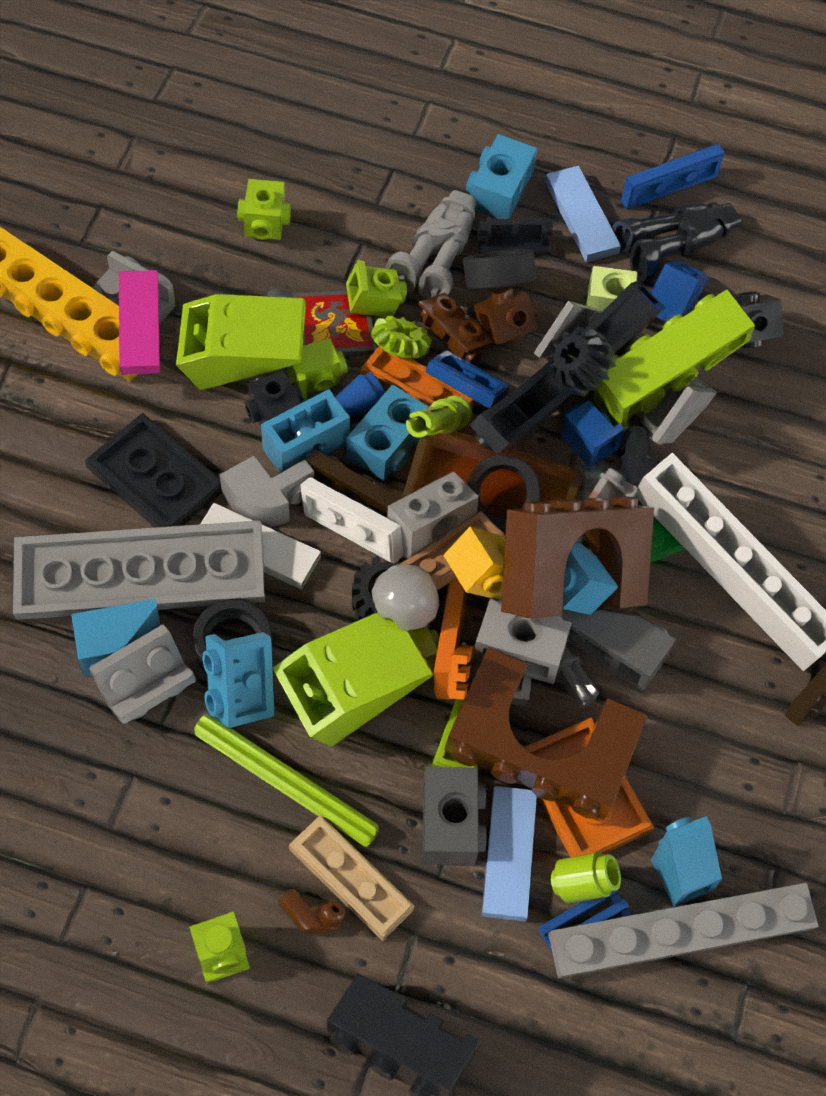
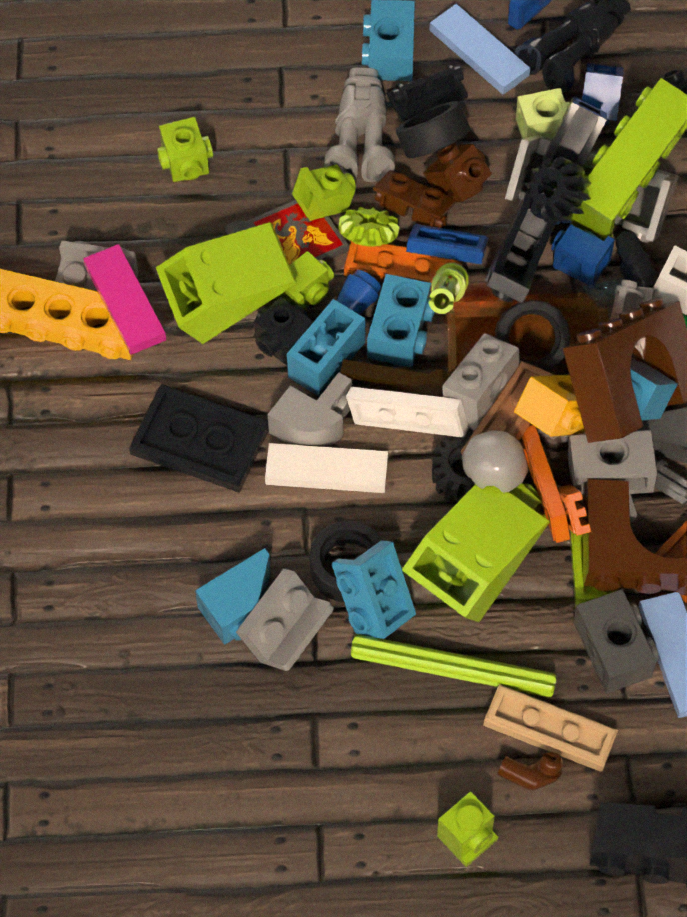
camera: 15 degrees left, 0 degrees up
(120, 567) = (228, 526): light grey plate -> none

